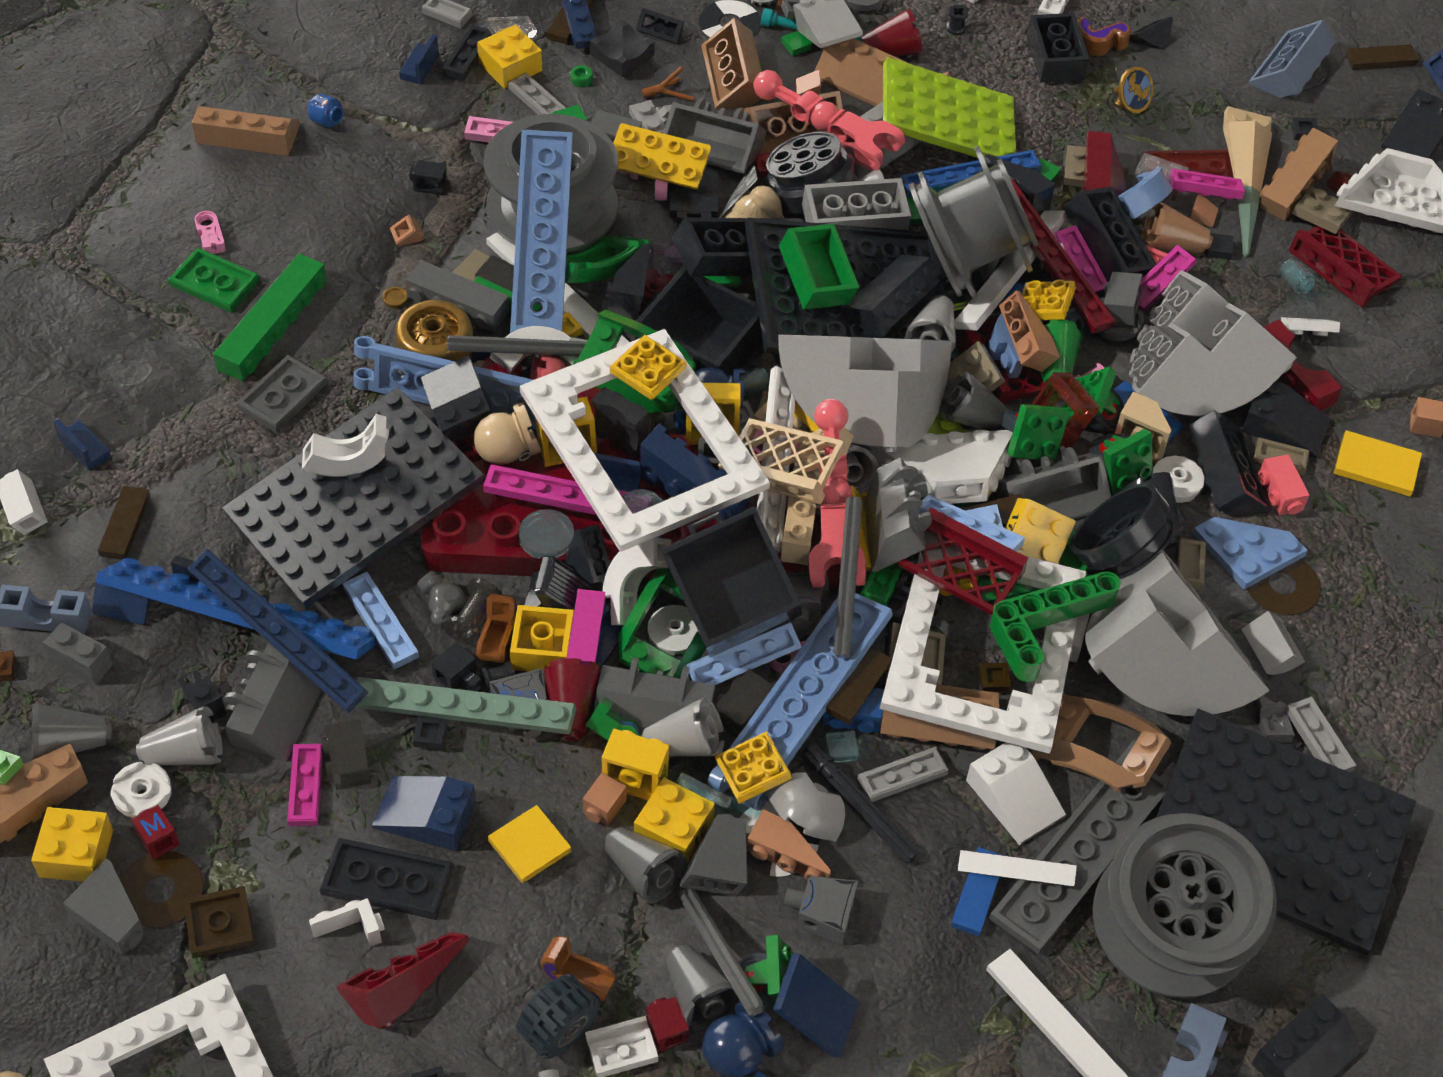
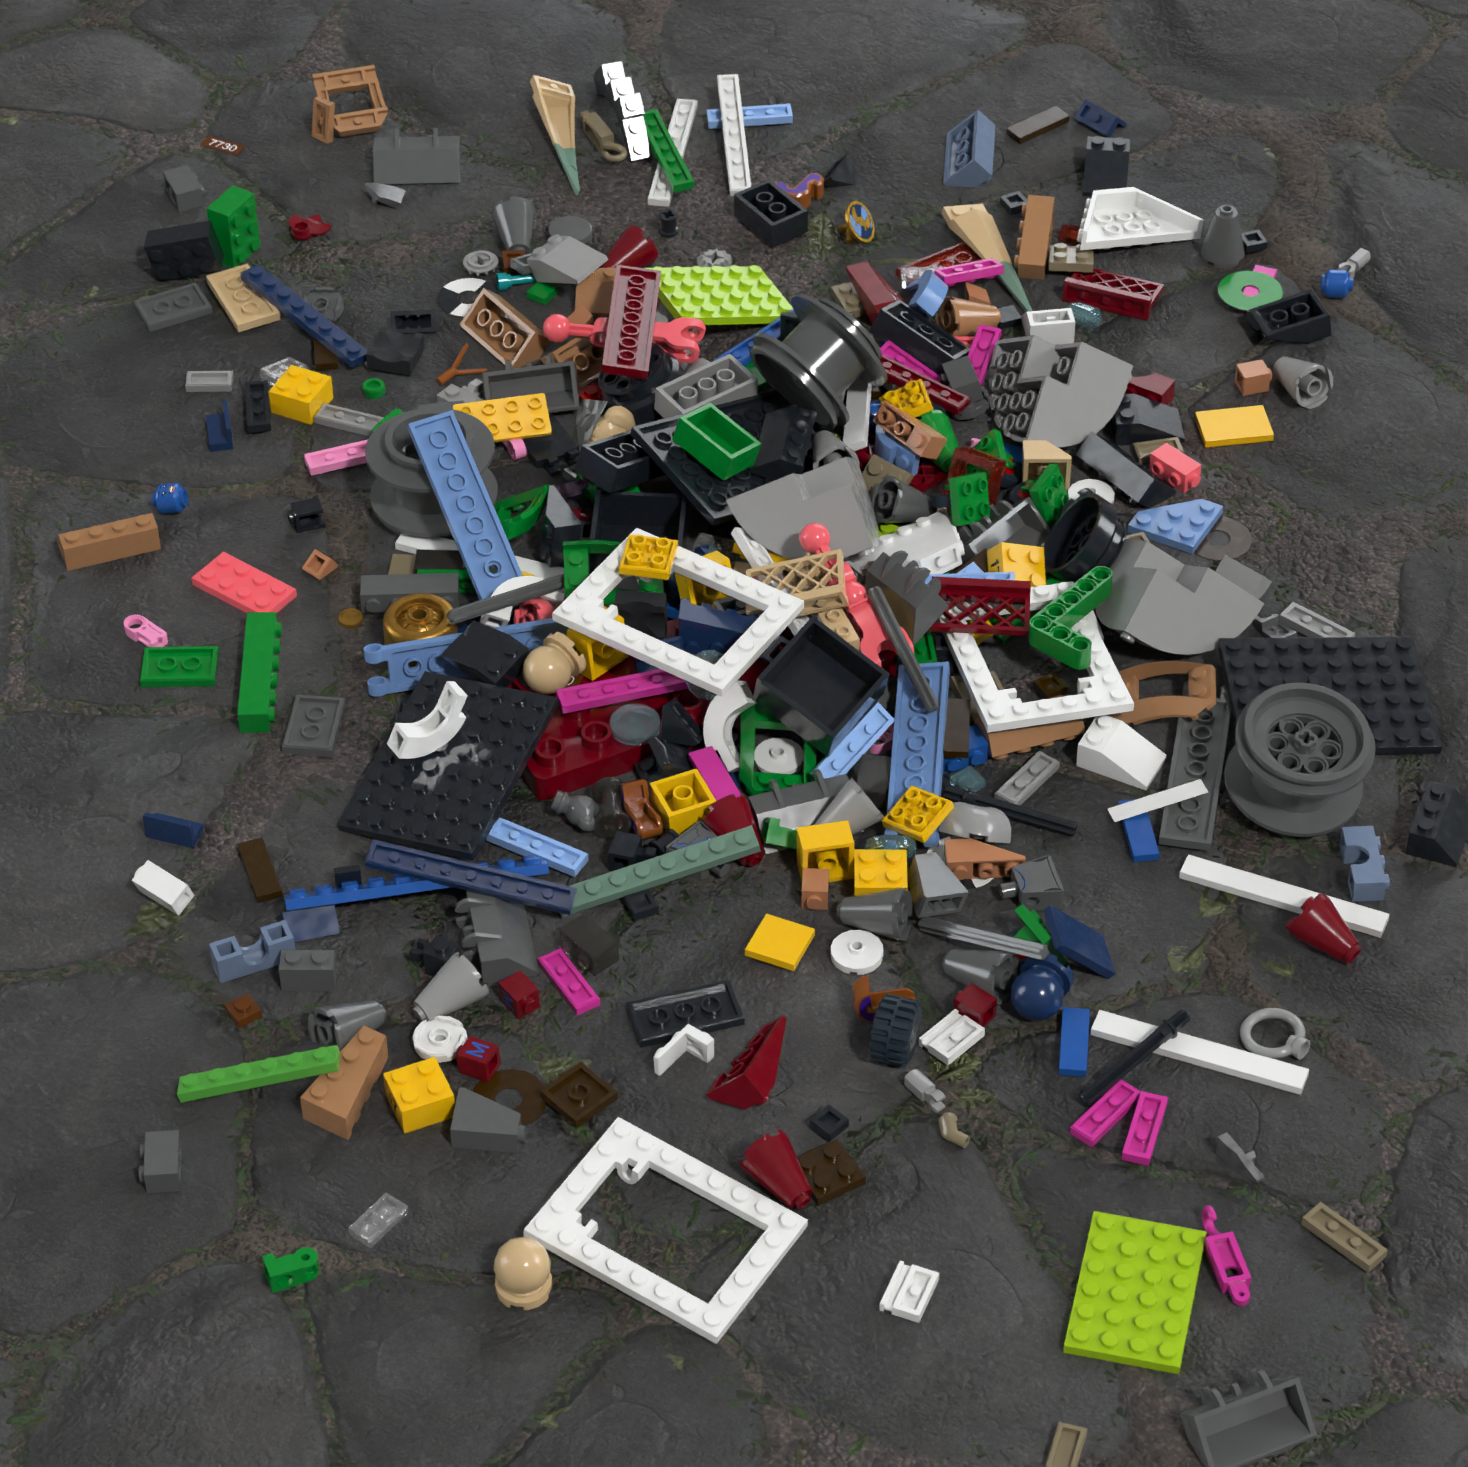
camera: 25 degrees left, 10 degrees down
(244, 778) = (519, 994): none -> dark red brick
(327, 224) = (243, 585): none -> coral plate
(427, 809) = (681, 954): dark blue slope -> none
(600, 906) = (856, 952): none -> white plate
(829, 108) = (631, 322): none -> plate
(983, 79) = (721, 258): none -> light grey gear
(1251, 276) = (1051, 325): none -> white slope
(1318, 326) = (1126, 345): white plate -> none

